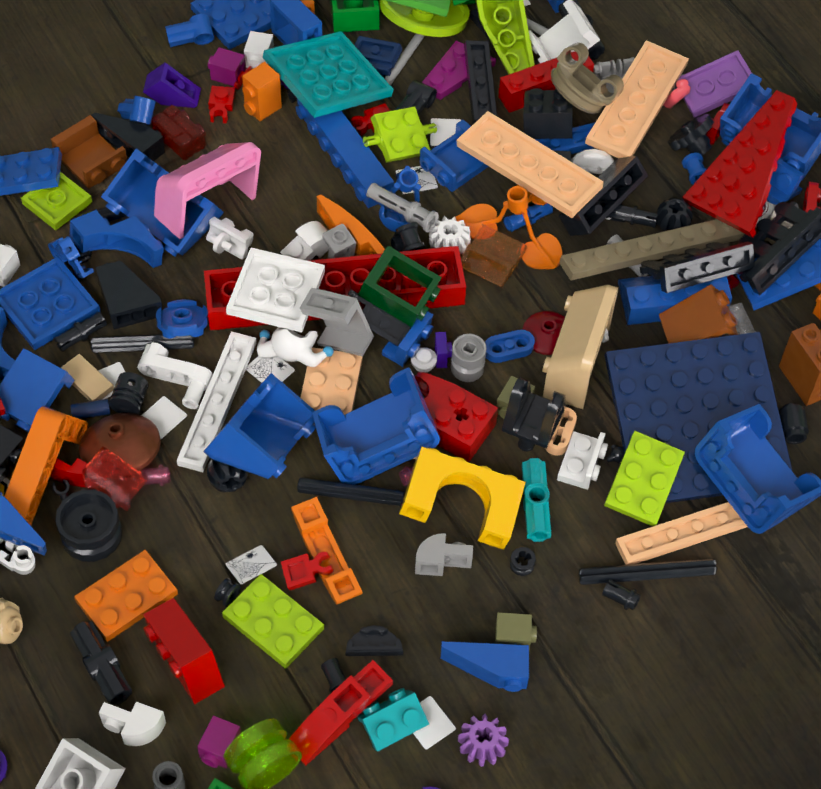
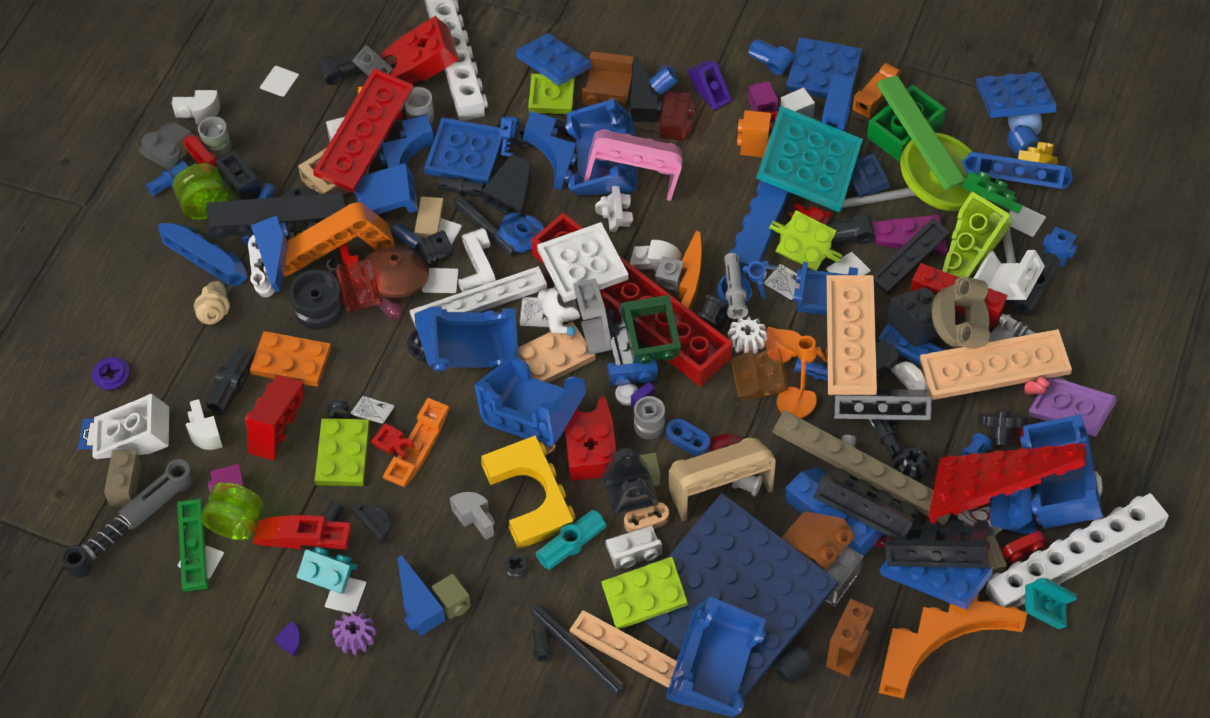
camera: 55 degrees right, 0 degrees up
(221, 101) = (728, 120): red plate -> none
(350, 491) = (475, 421): black axle -> none

